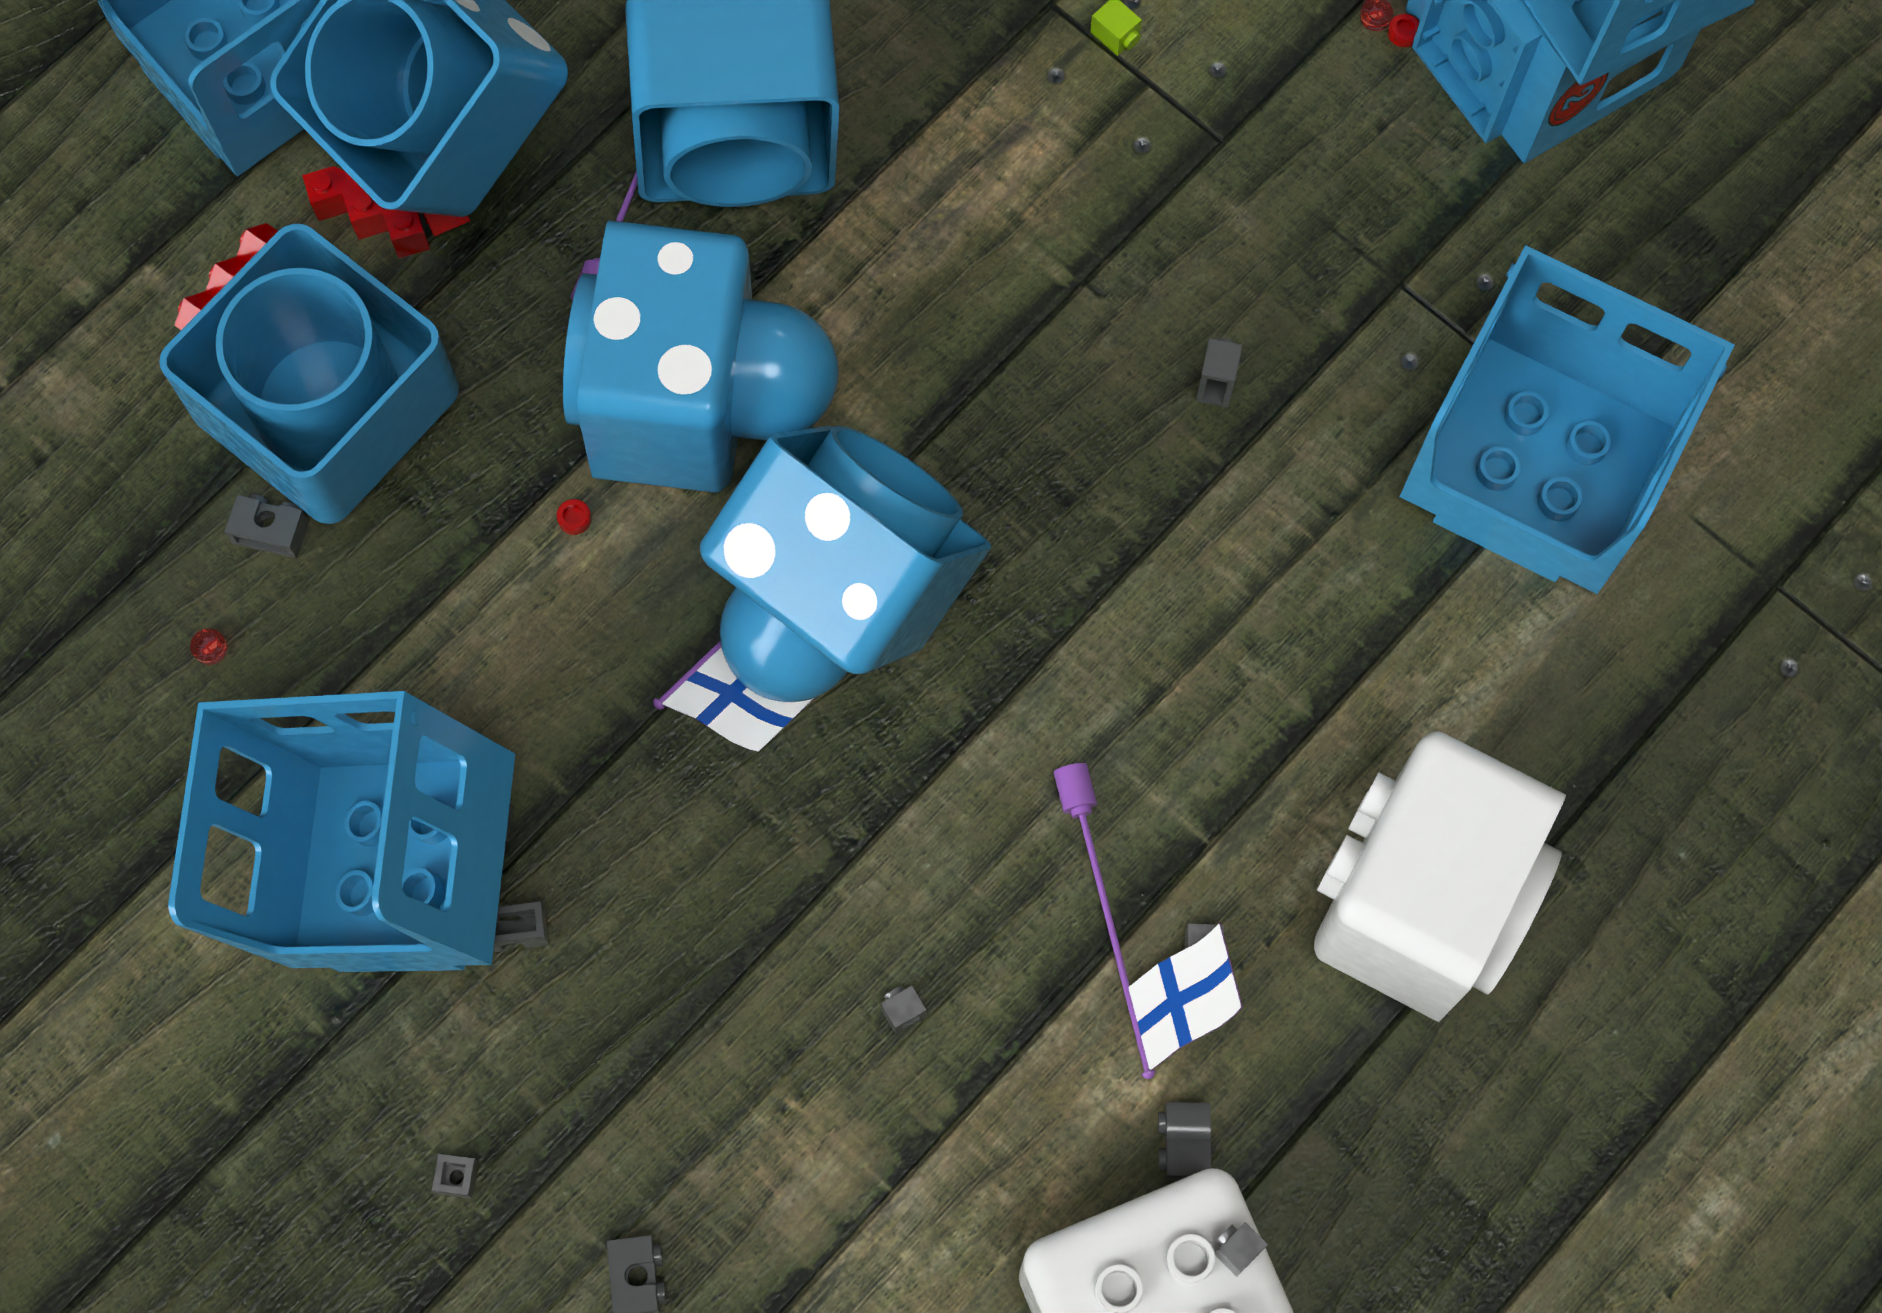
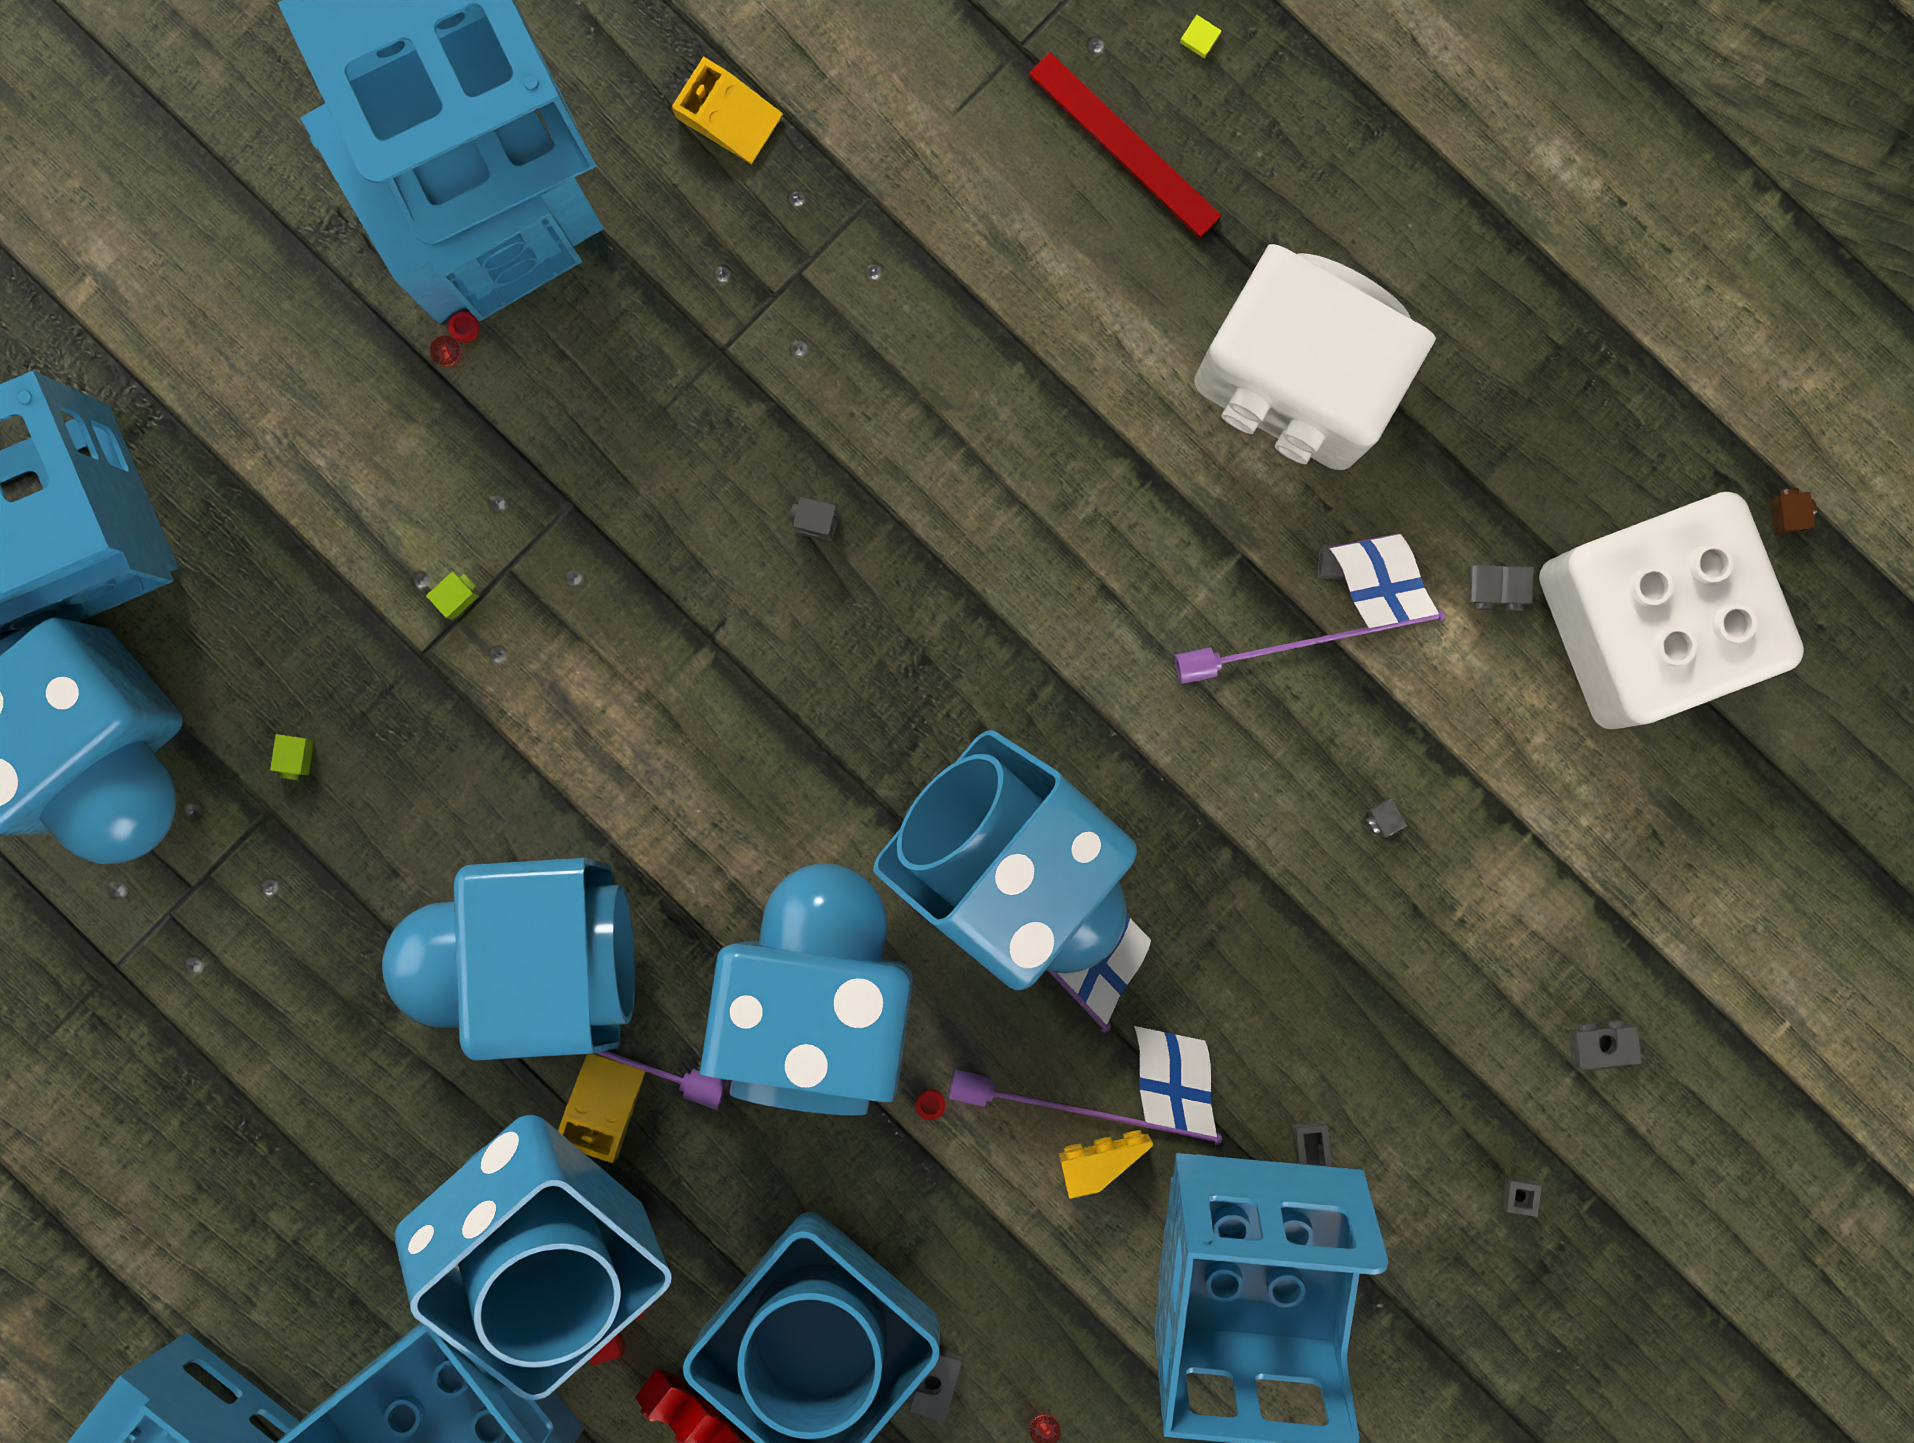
camera: 85 degrees left, 15 degrees up
(499, 673) = (1096, 1166): none -> yellow slope
(572, 180) = (601, 1106): none -> yellow slope
(590, 775) = (1171, 1087): none -> flag
(1239, 1247) = (1646, 545): flat silver plate -> none
(1562, 426) = (901, 213): dark azure piece -> none
(1670, 264) = (726, 110): none -> yellow slope
(1674, 701) = (1124, 145): none -> red tile
(1813, 781) = (1200, 36): none -> neon yellow tile

